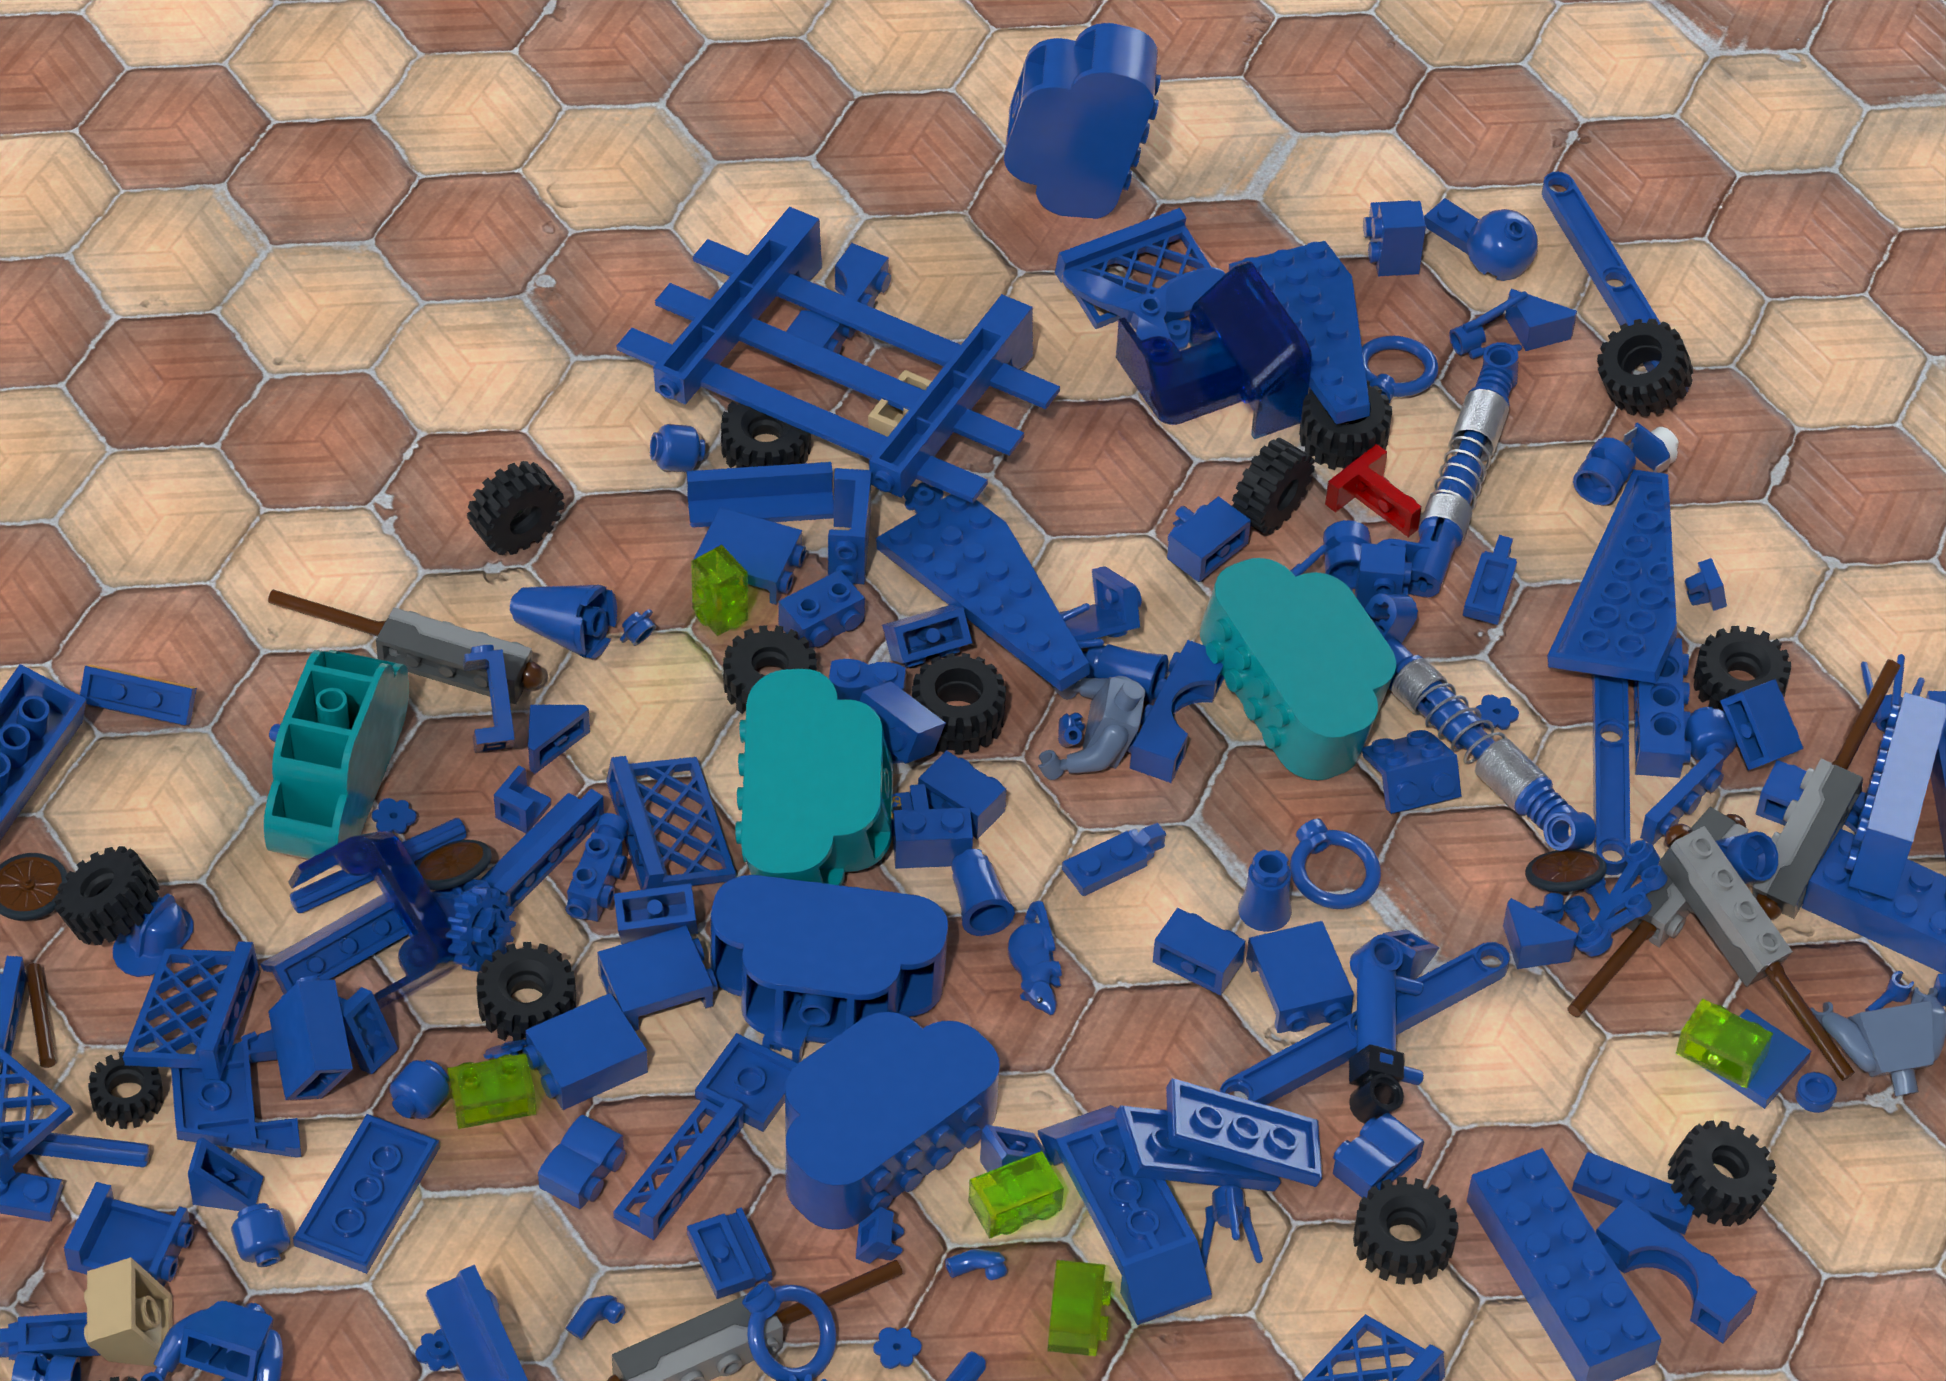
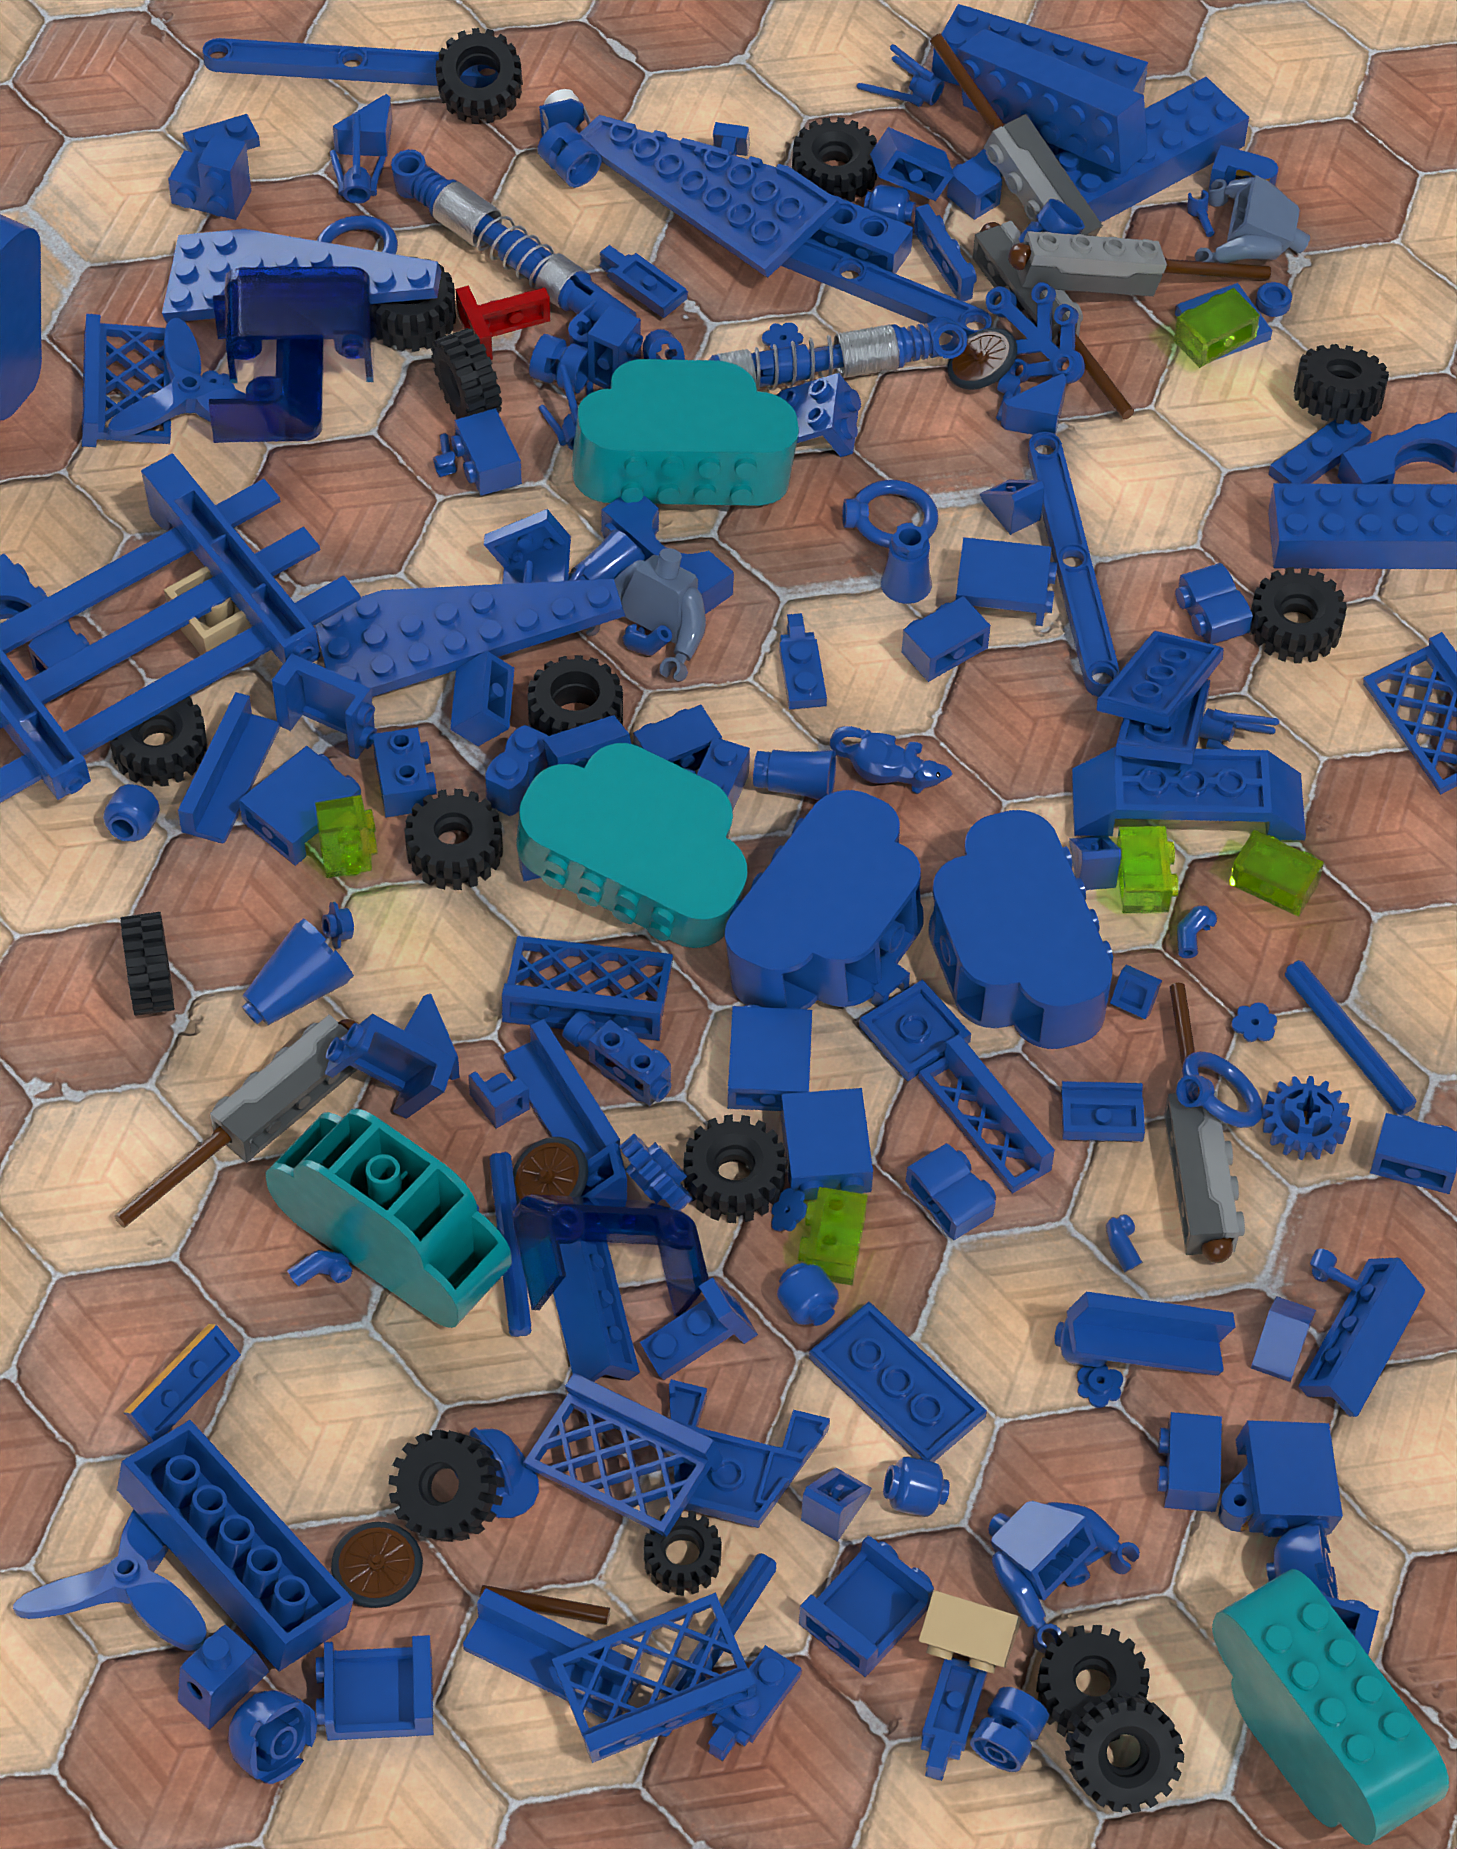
camera: 65 degrees left, 5 degrees up
(310, 1039) = (726, 1356): blue brick -> none
(654, 911) = (702, 1027): blue brick -> none
(1377, 1063) = (1127, 562): blue piece -> none
(1502, 244) = (270, 112): blue cylinder -> none

